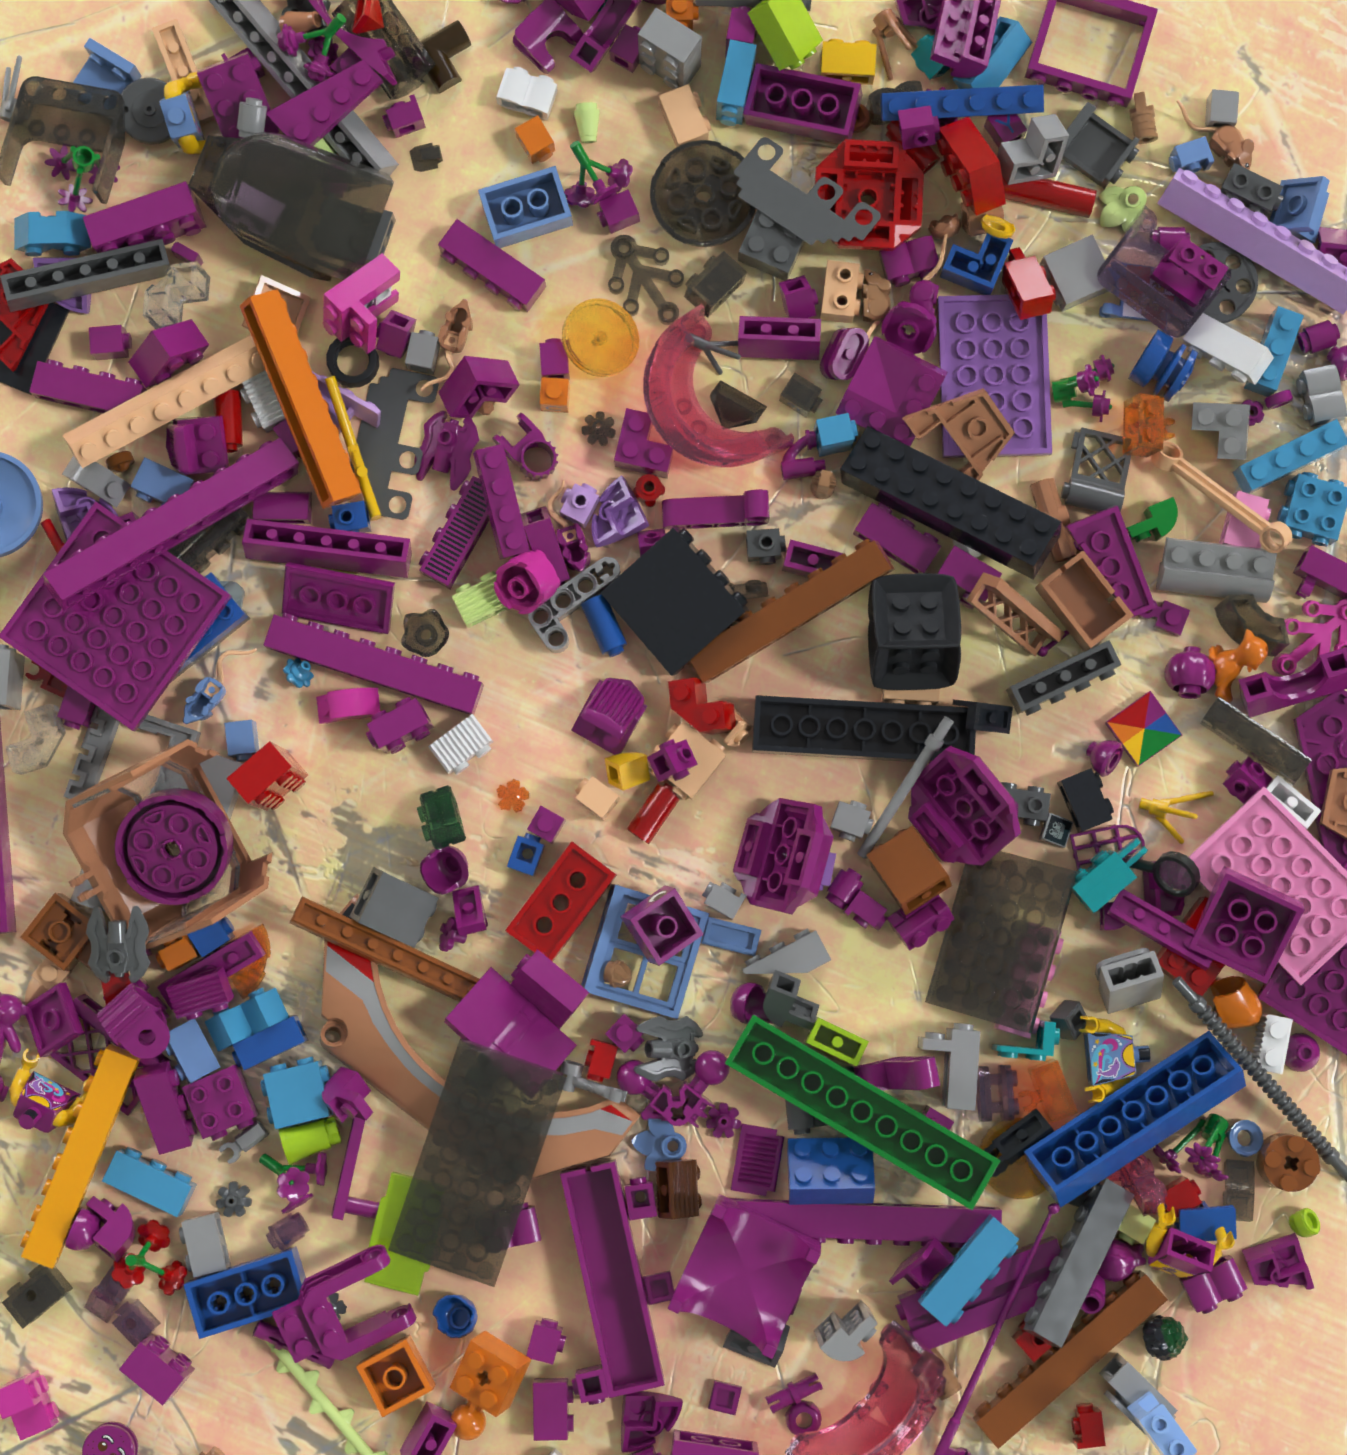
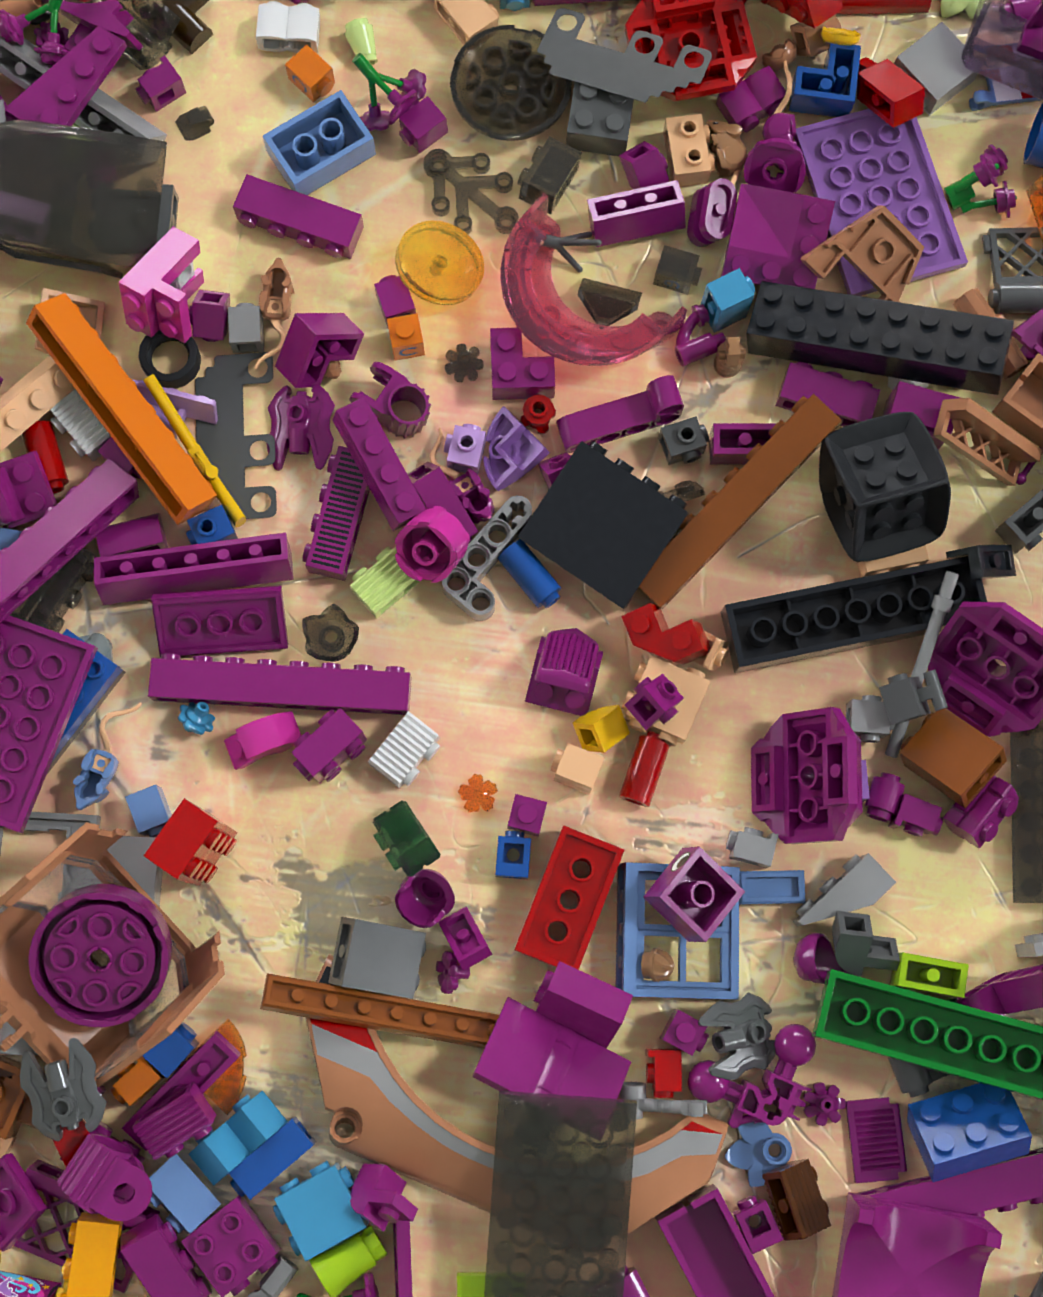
camera: 20 degrees left, 5 degrees down
(885, 812) = (907, 699): none -> dark grey brick

